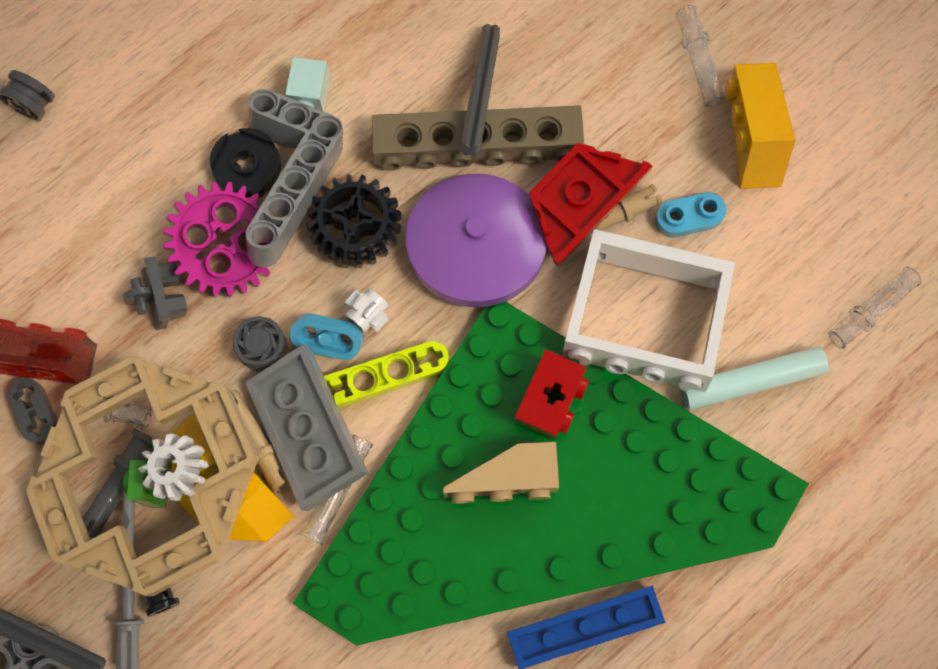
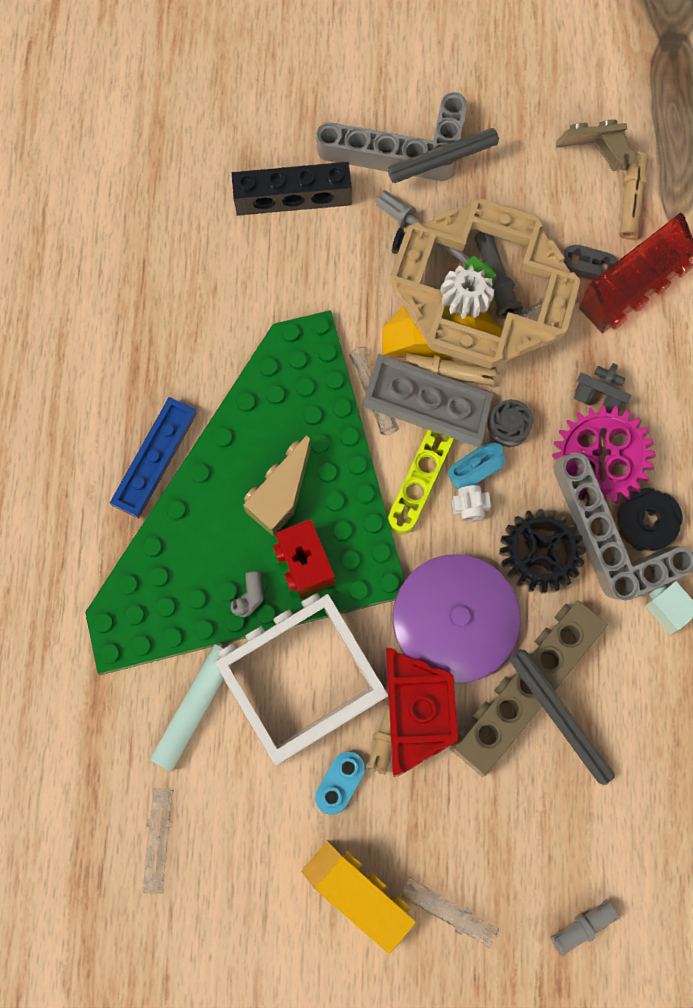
camera: 135 degrees right, 0 degrees up
(625, 411) = (252, 598): none -> light grey arm

